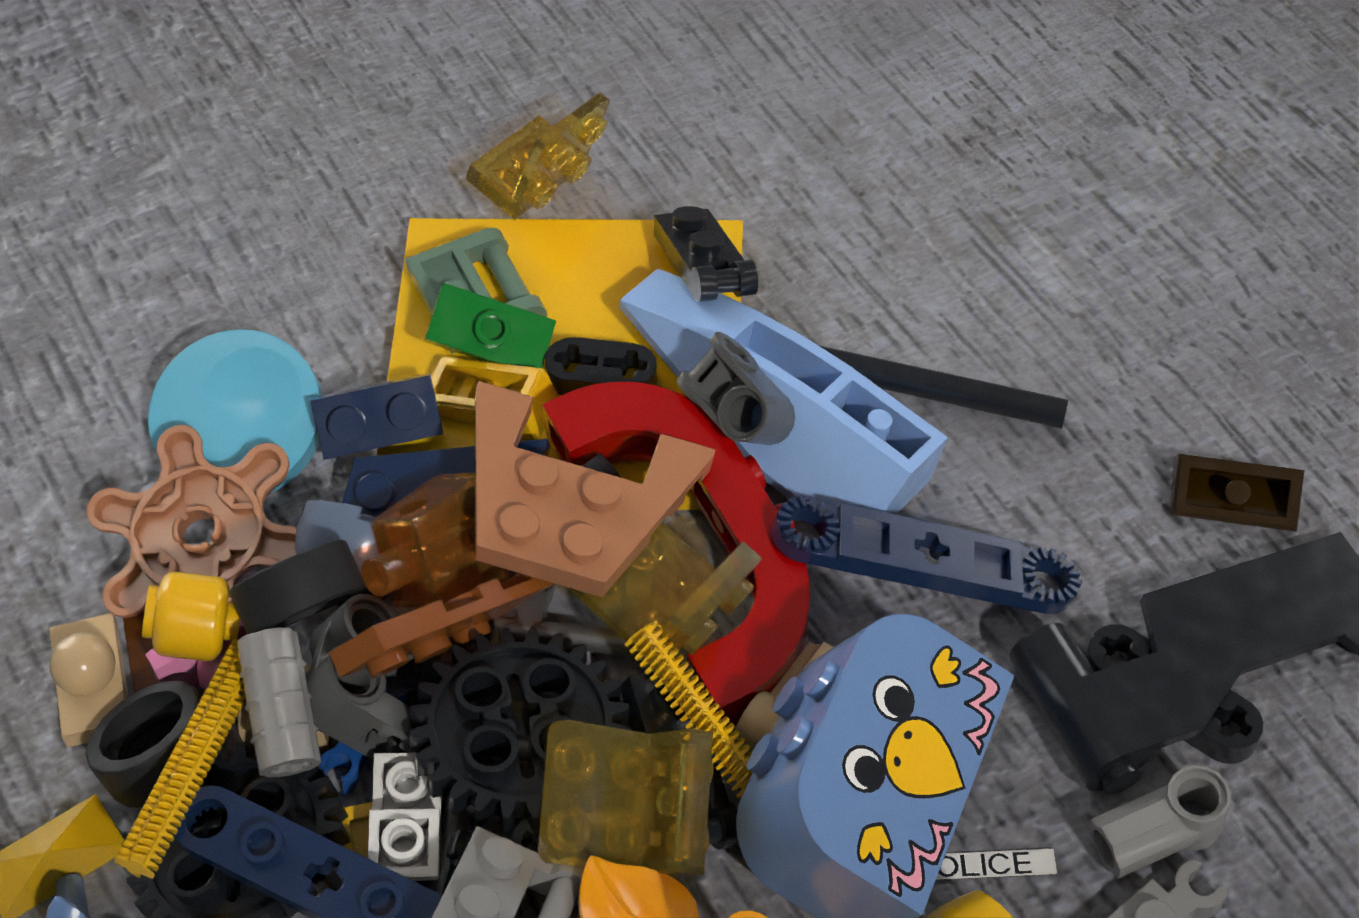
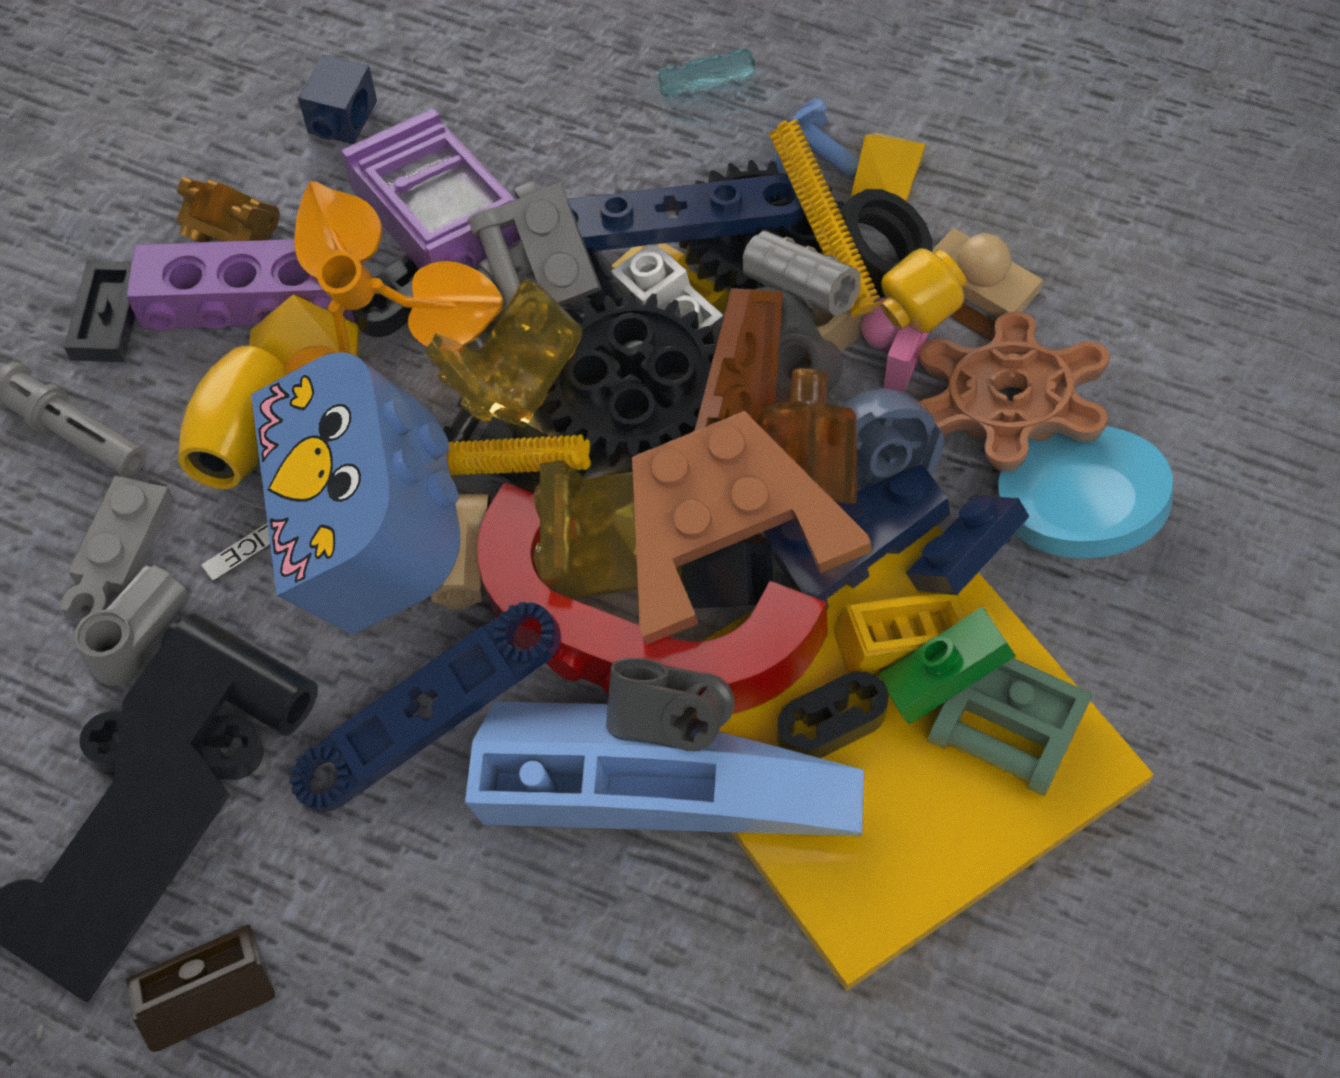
camera: 145 degrees right, 5 degrees up
(297, 587) = (834, 331): black tyre -> none
(539, 158) = (1093, 896): clear yellow bracket -> none
(704, 254) = (828, 867): black plate -> none
(957, 389) = (551, 914): black piece -> none

